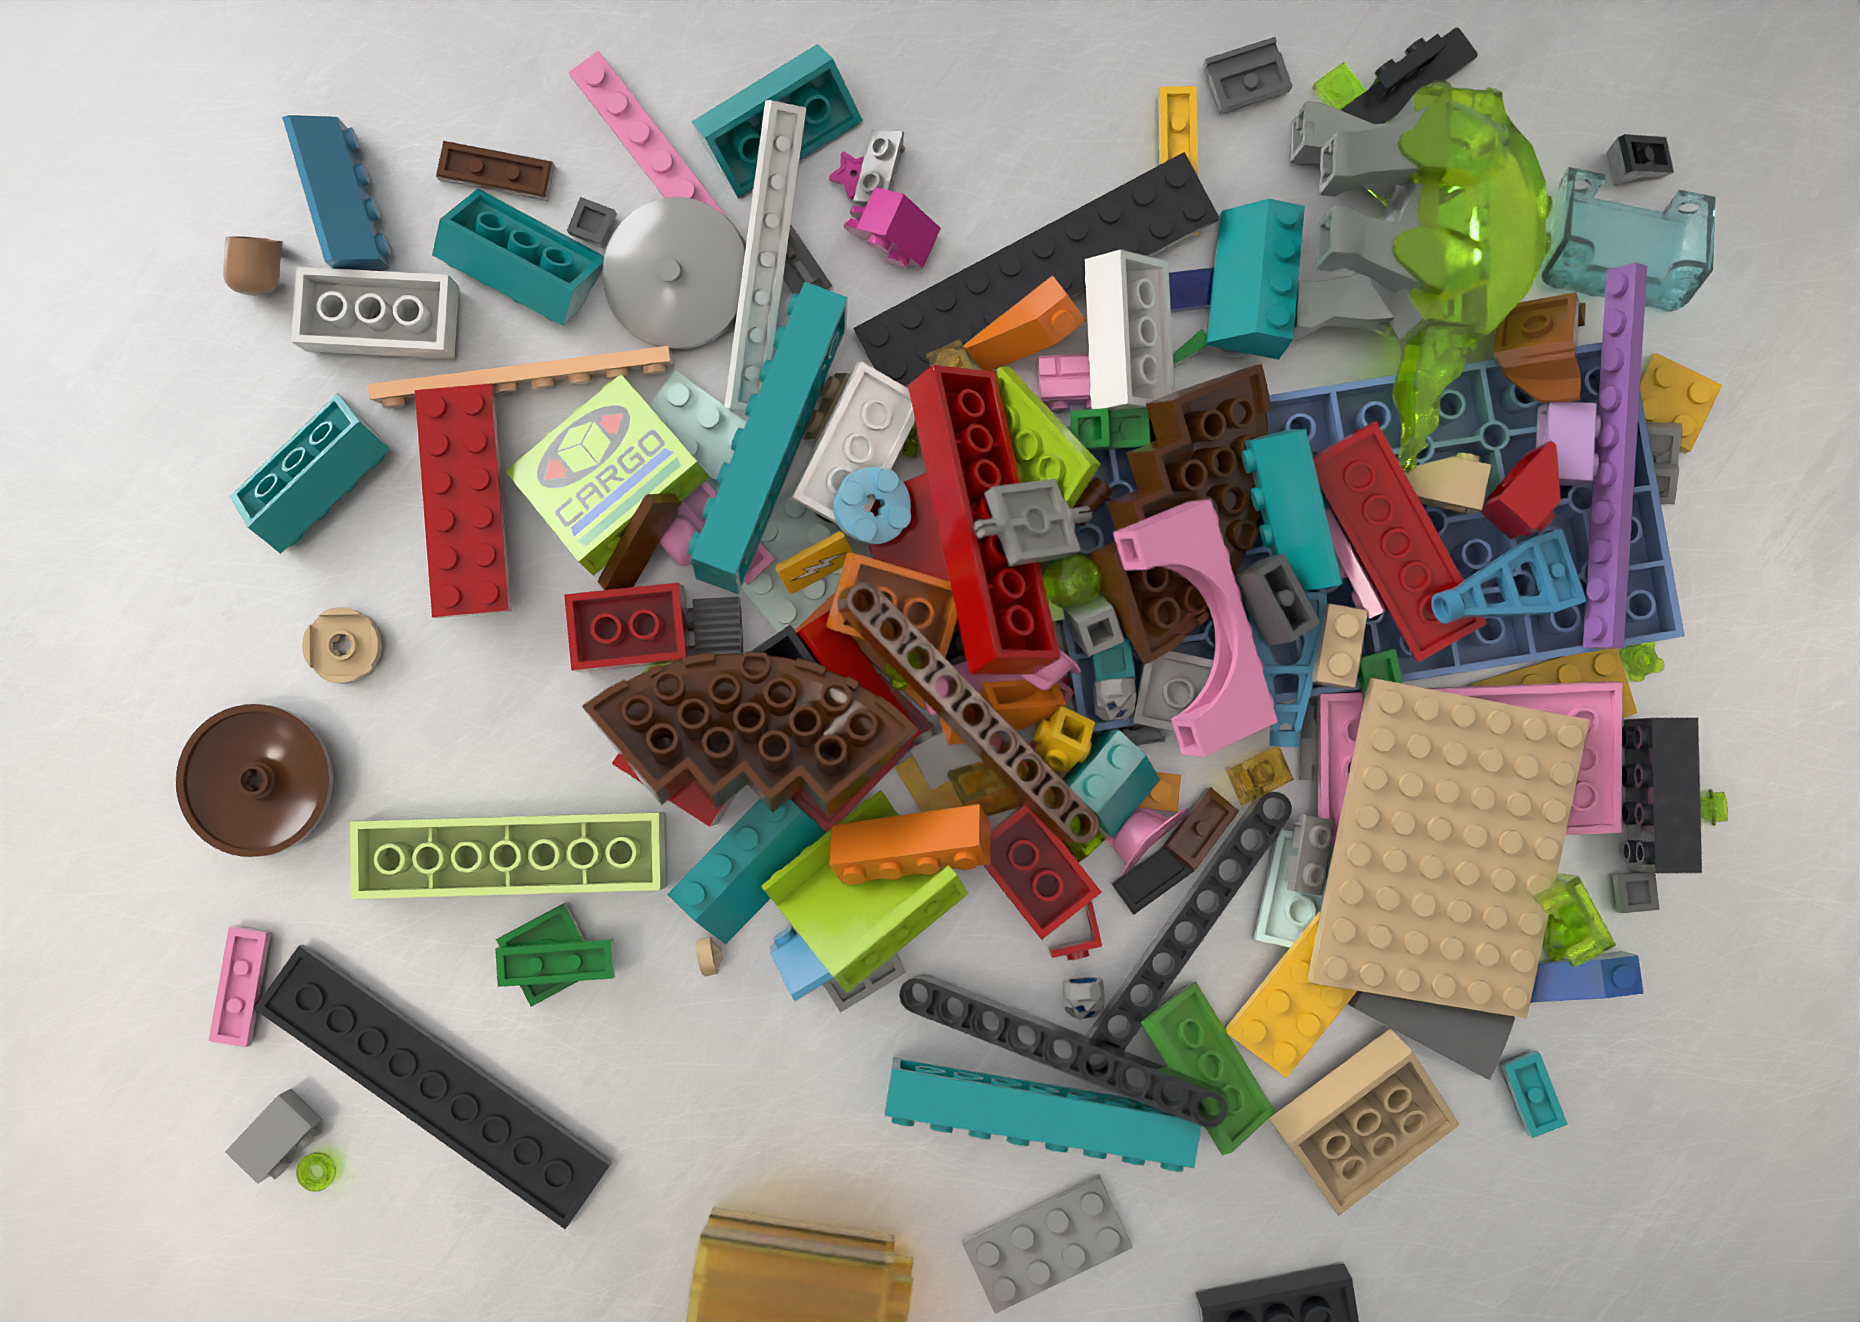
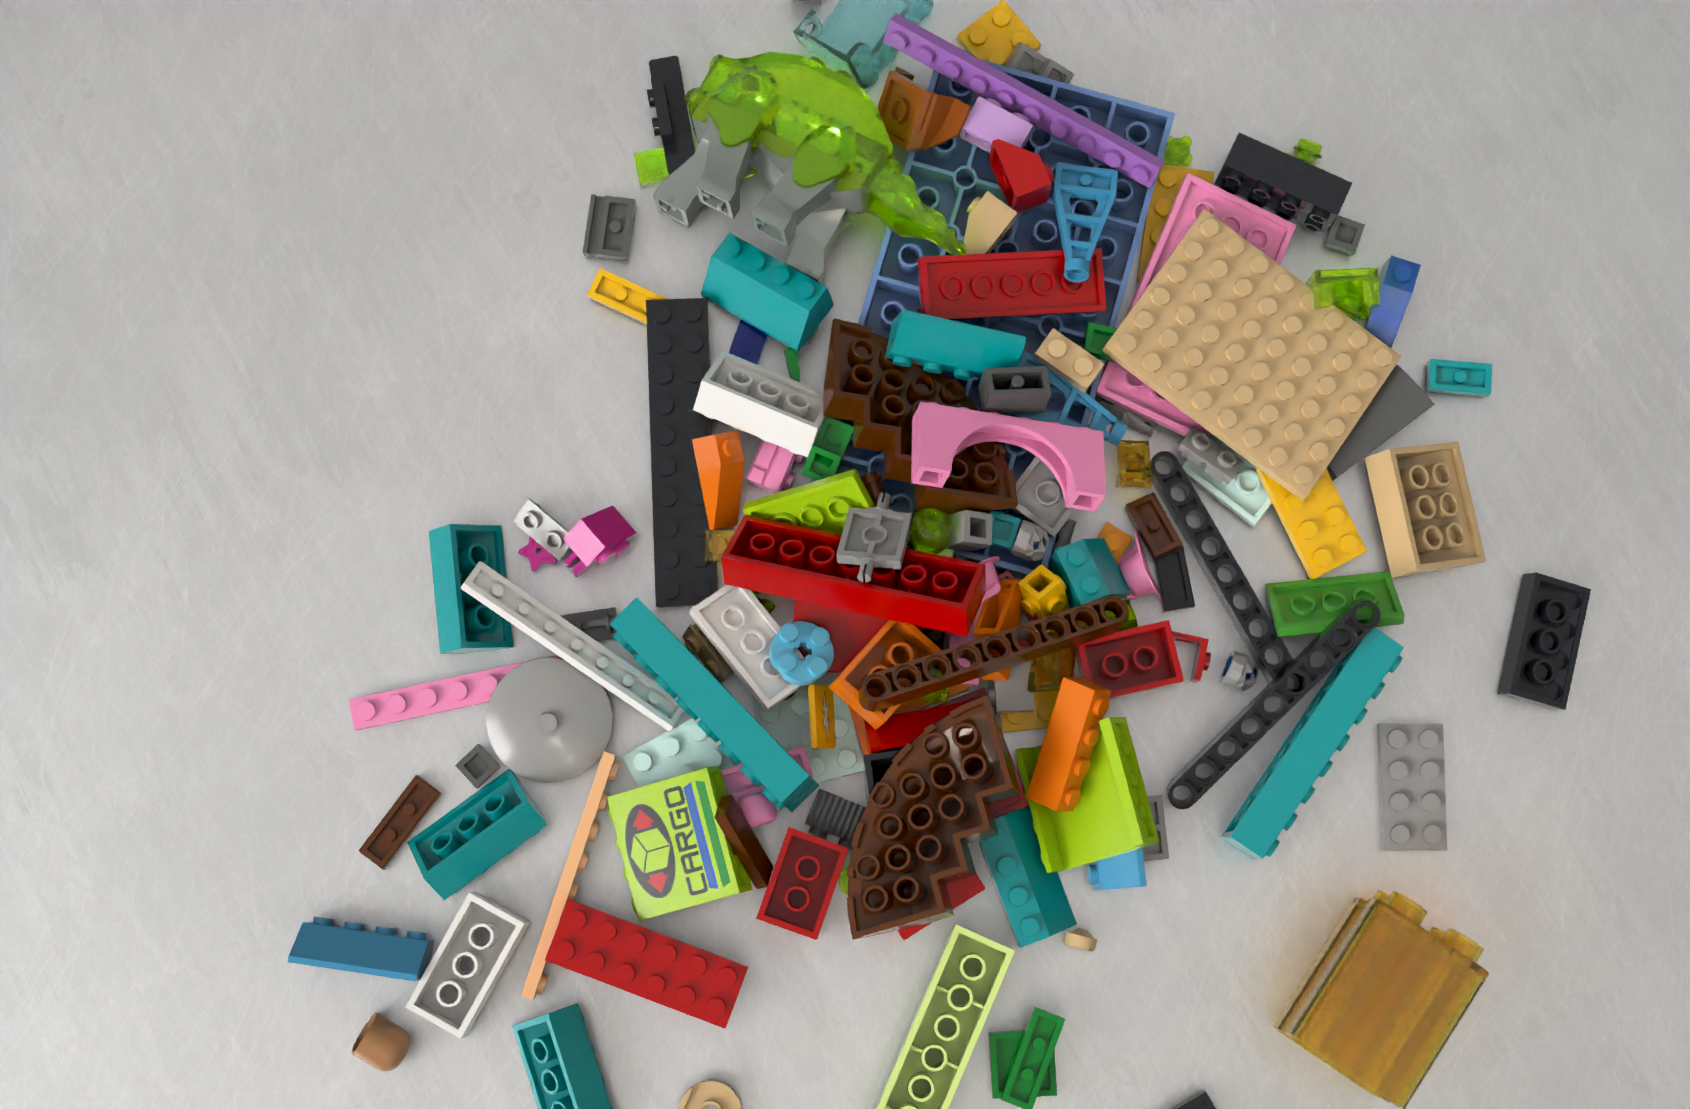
camera: 55 degrees left, 5 degrees down
(1349, 565) = (1038, 324): bright pink plate -> none

